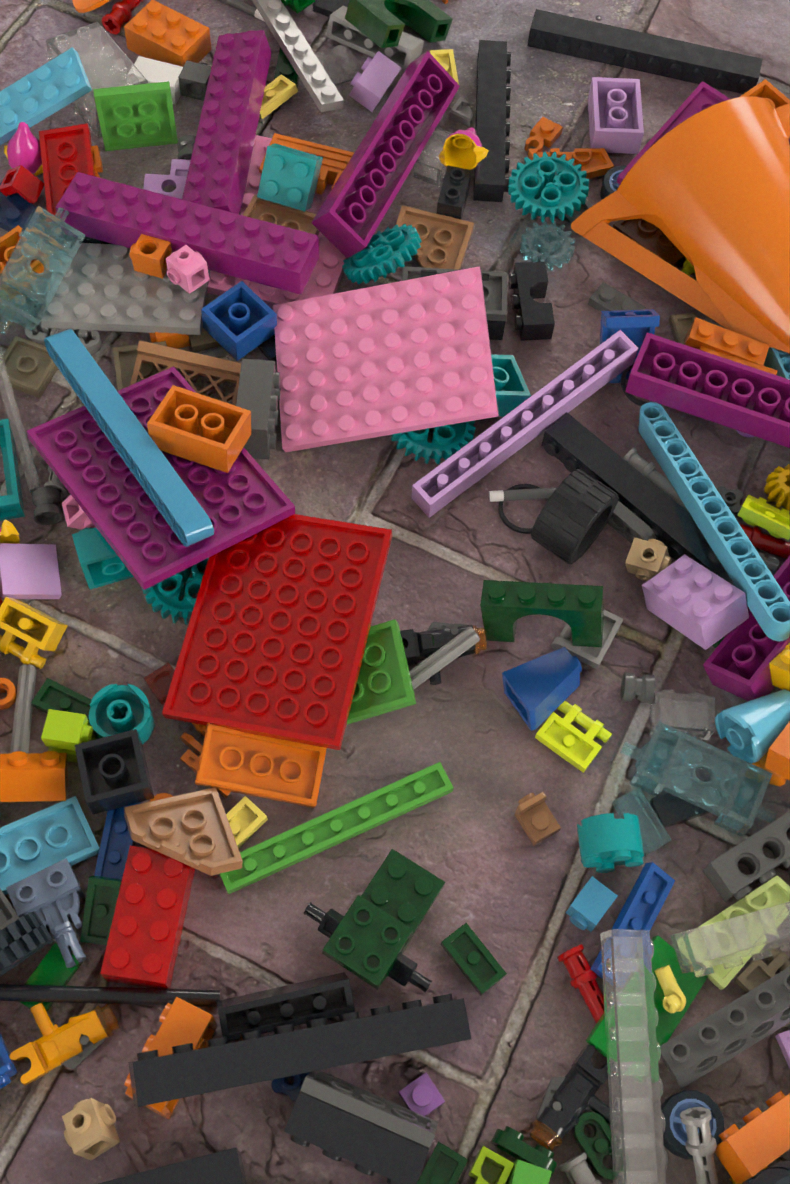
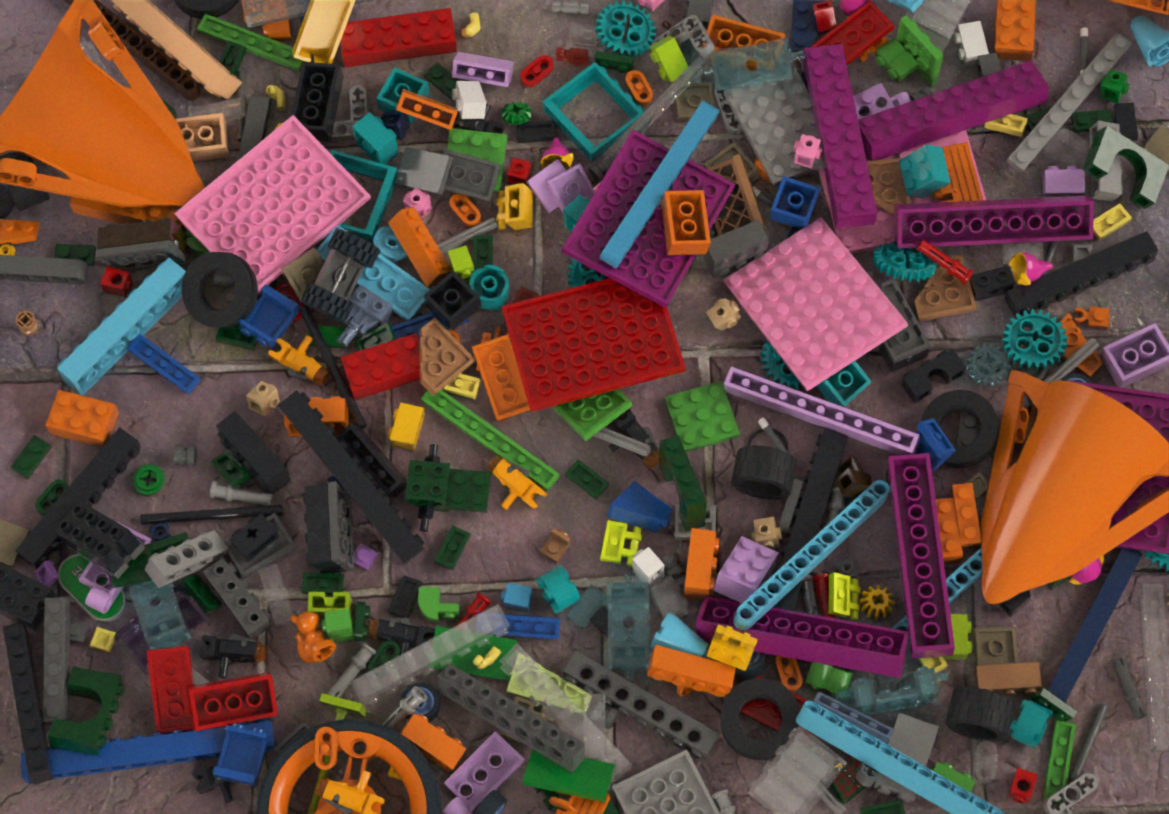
camera: 70 degrees right, 5 degrees up
(48, 552) = (569, 185): none -> lavender tile
(125, 152) = (895, 60): none -> bright green brick
(150, 255) = (810, 117): orange brick -> none
(256, 932) = (406, 426): none -> yellow brick
(317, 31) = (1084, 120): none -> dark green plate
(328, 474) = (724, 314): none -> tan brick
(417, 213) = (954, 268): none -> red pin
(420, 821) = (517, 480): none -> light orange piece
(447, 559) = (702, 416): none -> bright green plate
(463, 732) = (587, 479): none -> dark green plate
(513, 1066) = (405, 597): none -> black tile
(548, 1034) = (432, 608): none -> bright green brick
(591, 167) = (1073, 361): none -> light grey axle
(607, 271) = (974, 404): none -> black tyre
(625, 433) = (852, 478): none -> dark brown brick
(633, 714) = (647, 566): none -> white brick
(657, 649) = (701, 564): none -> orange brick

